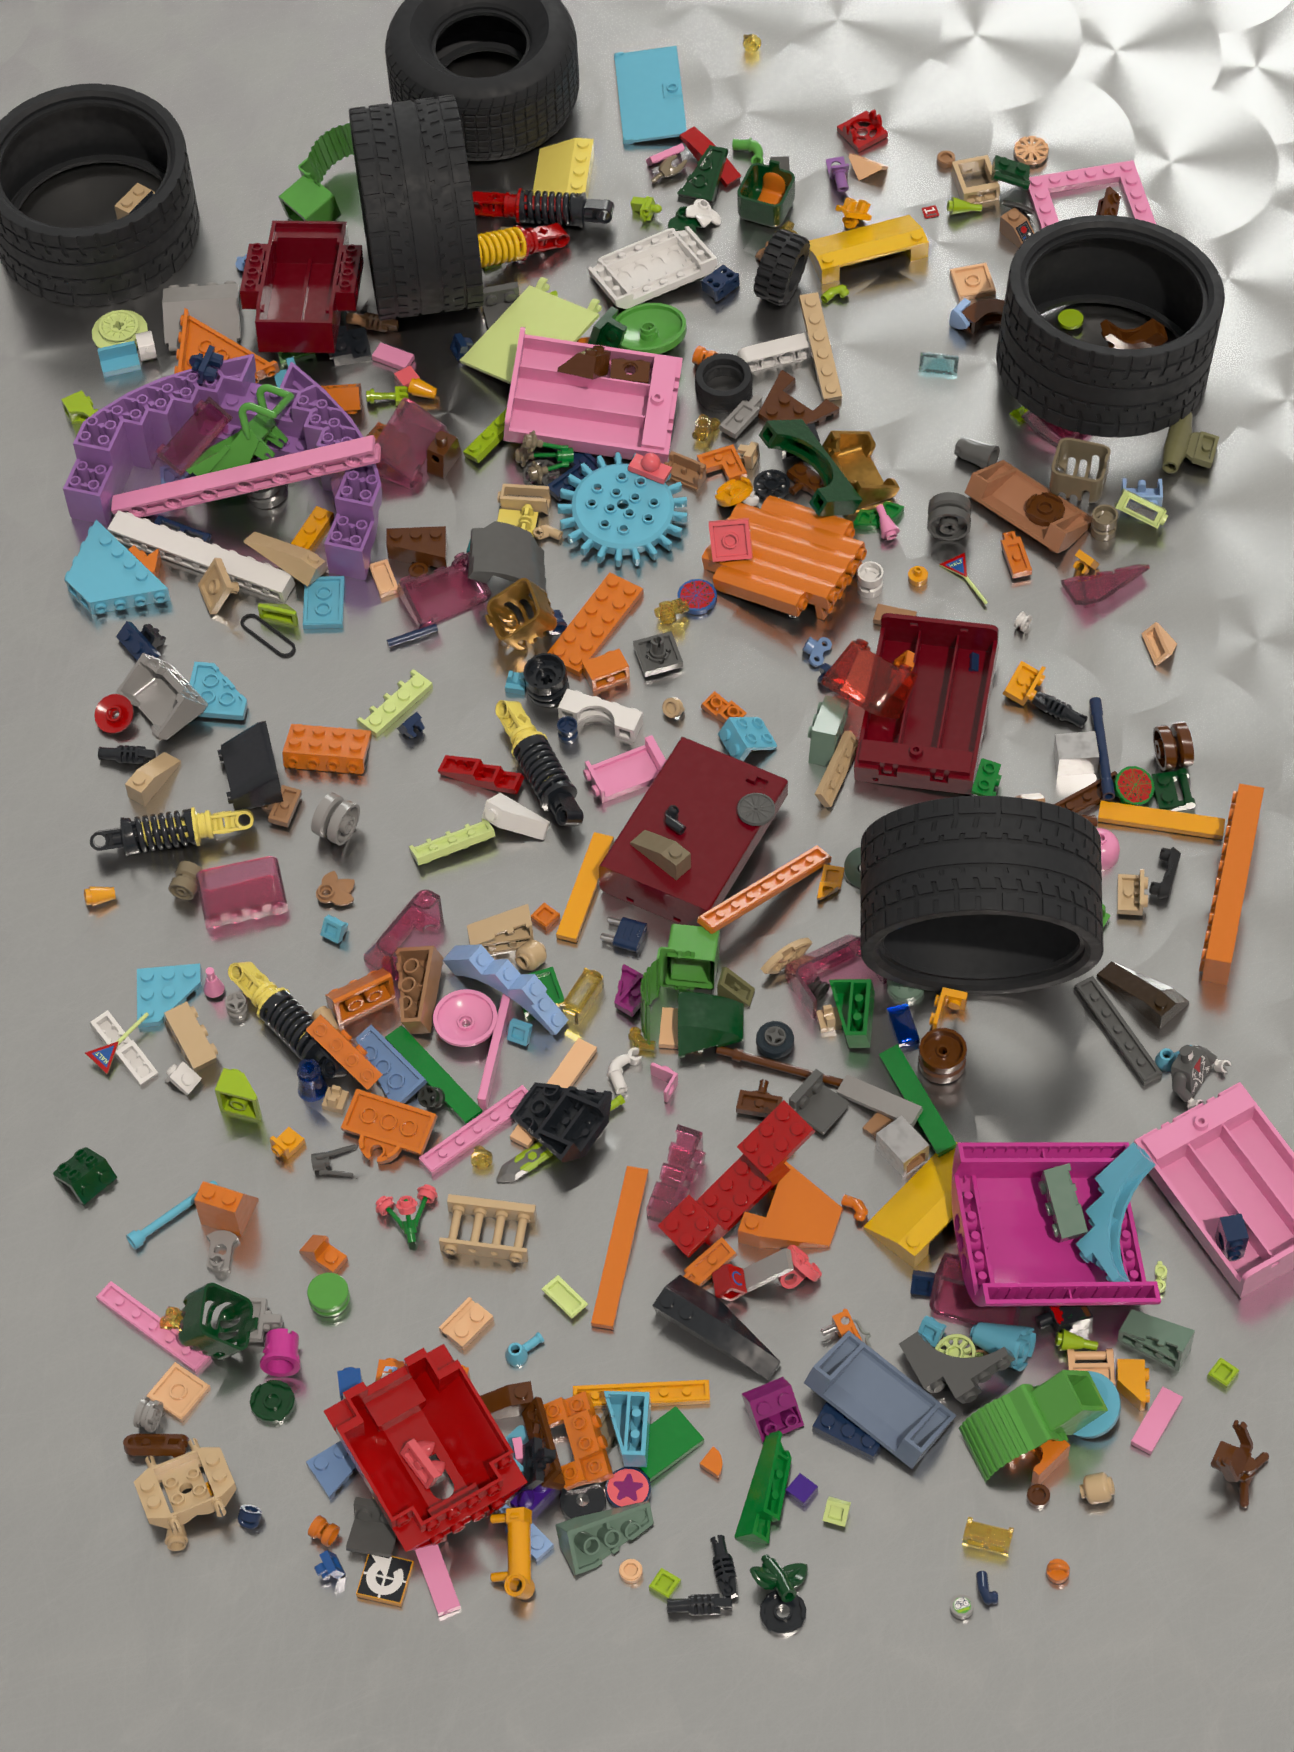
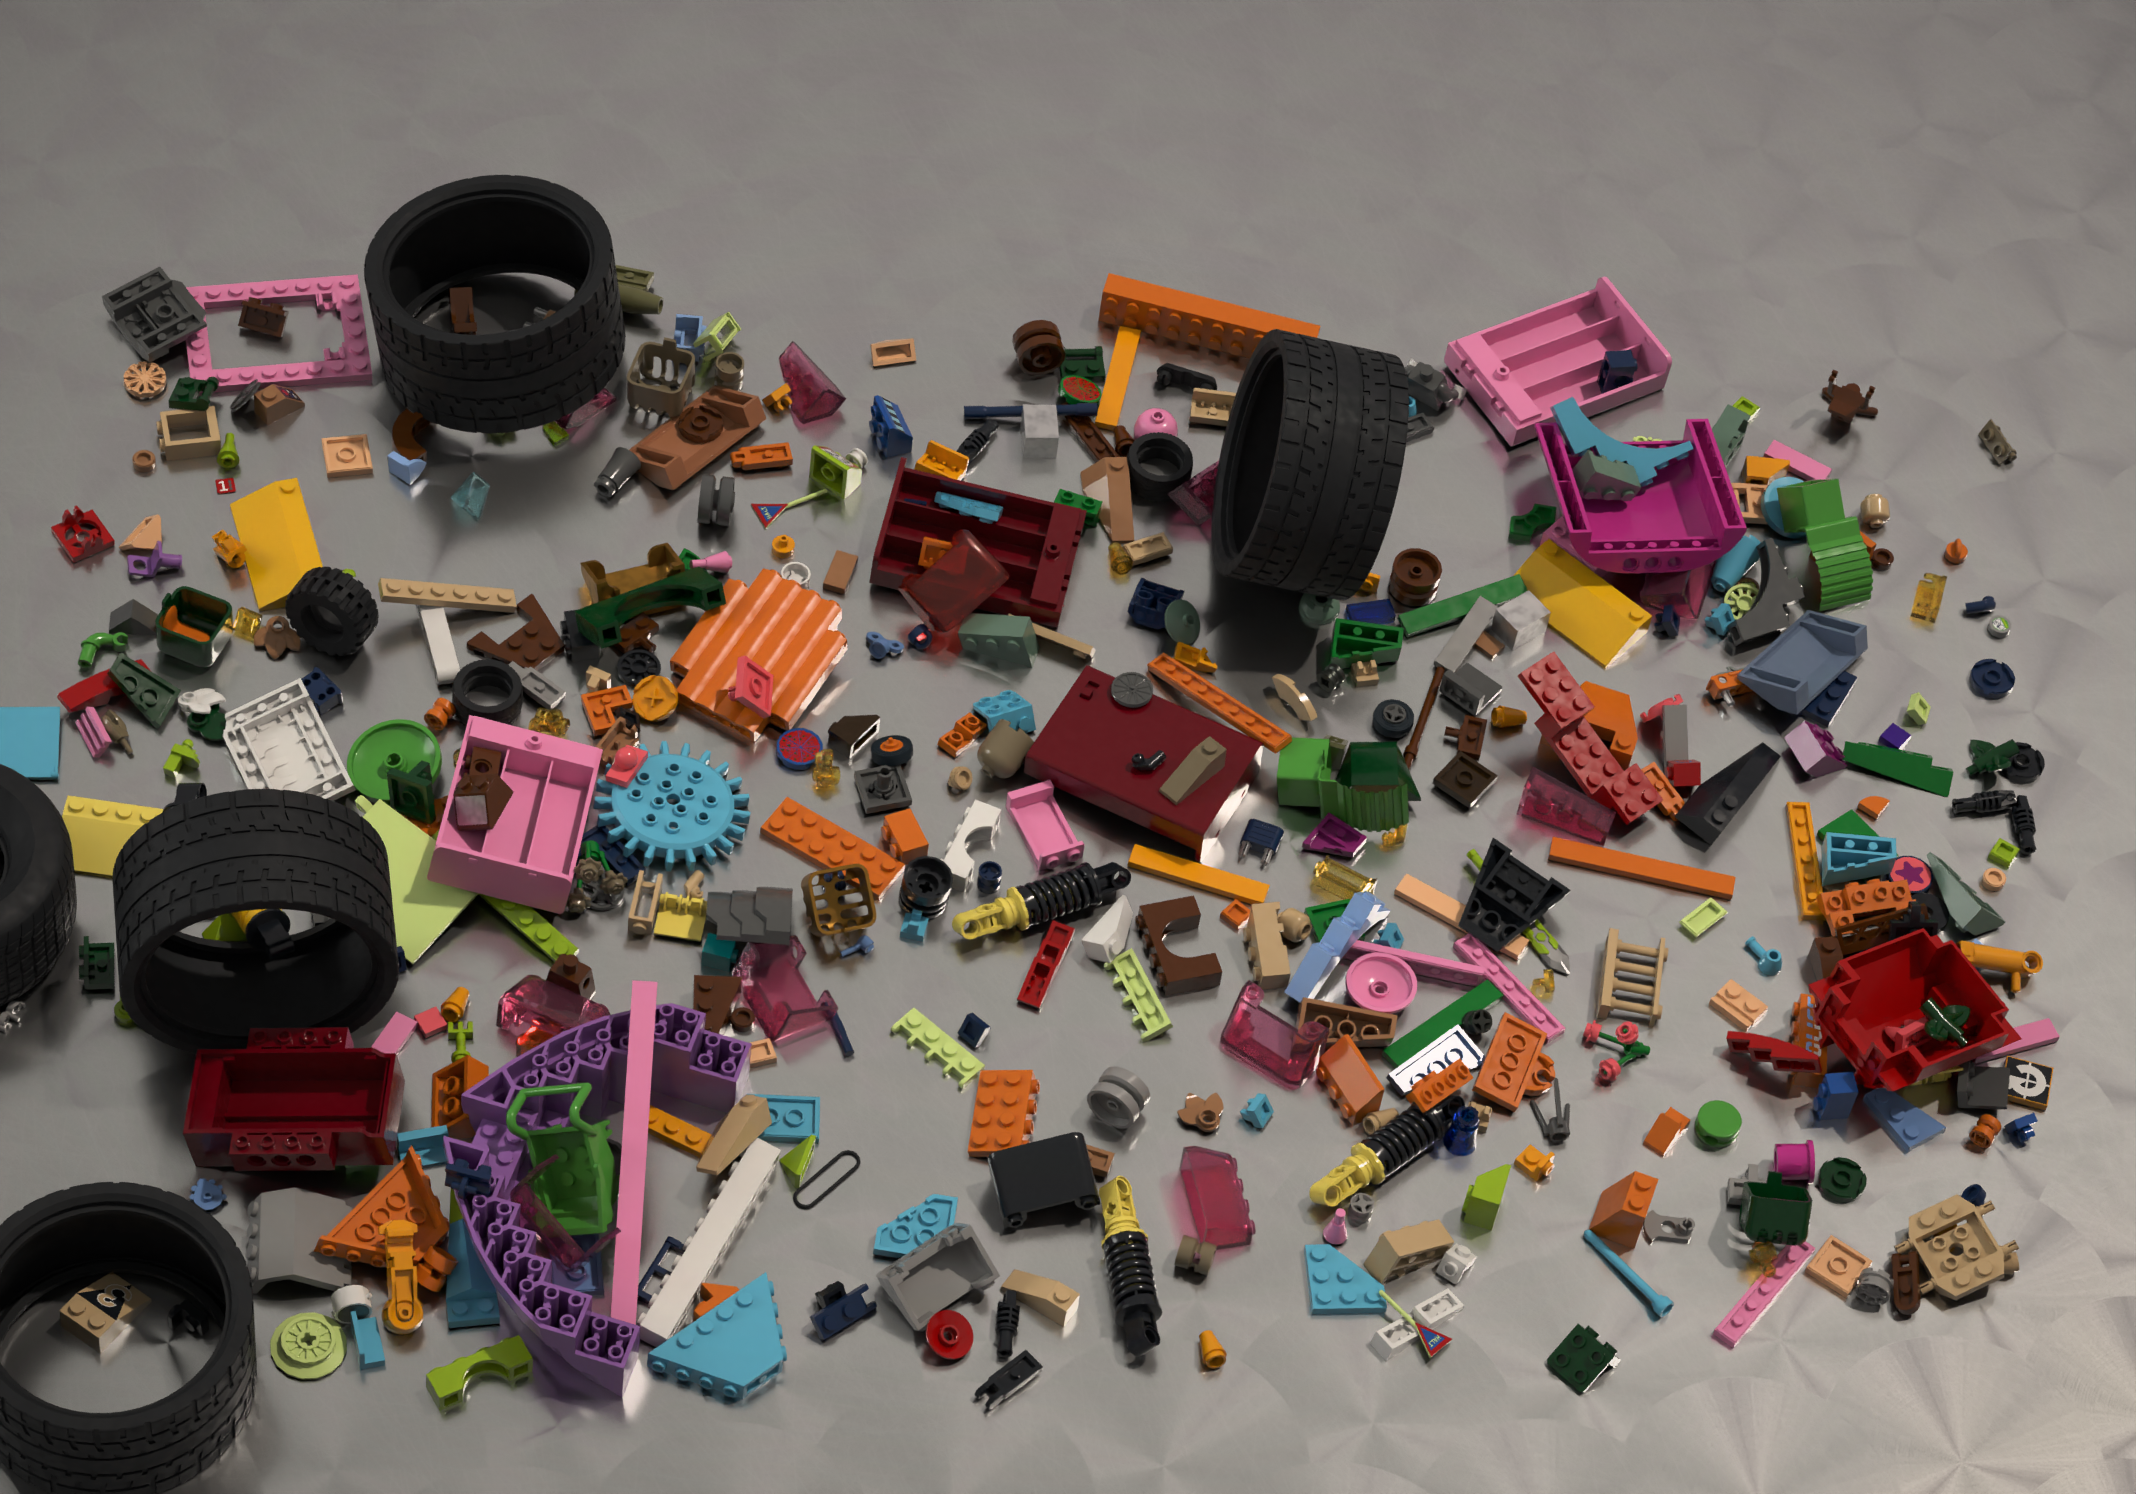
camera: 100 degrees left, 5 degrees down
(76, 758) = (1009, 1378): none -> black hinge
(158, 363) = (403, 1309): none -> light orange piece
(216, 586) = (764, 1221): tan tile -> none
(307, 196) = (129, 1108): bright green piece -> none
(396, 1339) = (1768, 1049): none -> red slope
(423, 1482) = (1945, 1022): none -> dark green plant
(495, 649) = (863, 943): none -> medium blue hand
(525, 851) = (1174, 972): none -> reddish brown arch
(615, 1069) = (1435, 858): white piece -> none
(665, 1074) = (1446, 808): bright pink bracket -> none
(696, 656) = (892, 750): none -> black wheel
(698, 727) = (1003, 750): none -> dark tan cylinder
(709, 1097) = (1465, 779): none -> dark brown plate
(711, 629) = (852, 733): none -> dark brown slope
(712, 479) = (631, 718): none -> black tile
(805, 969) = (1291, 657): clear pink windscreen -> none
(857, 1205) = (1584, 666): orange arm -> none
(890, 1593) = (1992, 678): none -> dark blue tile
(962, 694) = (987, 512): none -> medium azure plate
(1003, 601) = (834, 471): none -> lime slope
(1059, 639) = (890, 428): none -> blue slope
(1097, 146) = (154, 313): none -> dark grey slope
(1227, 1623) = (1997, 443): none -> dark tan hinge

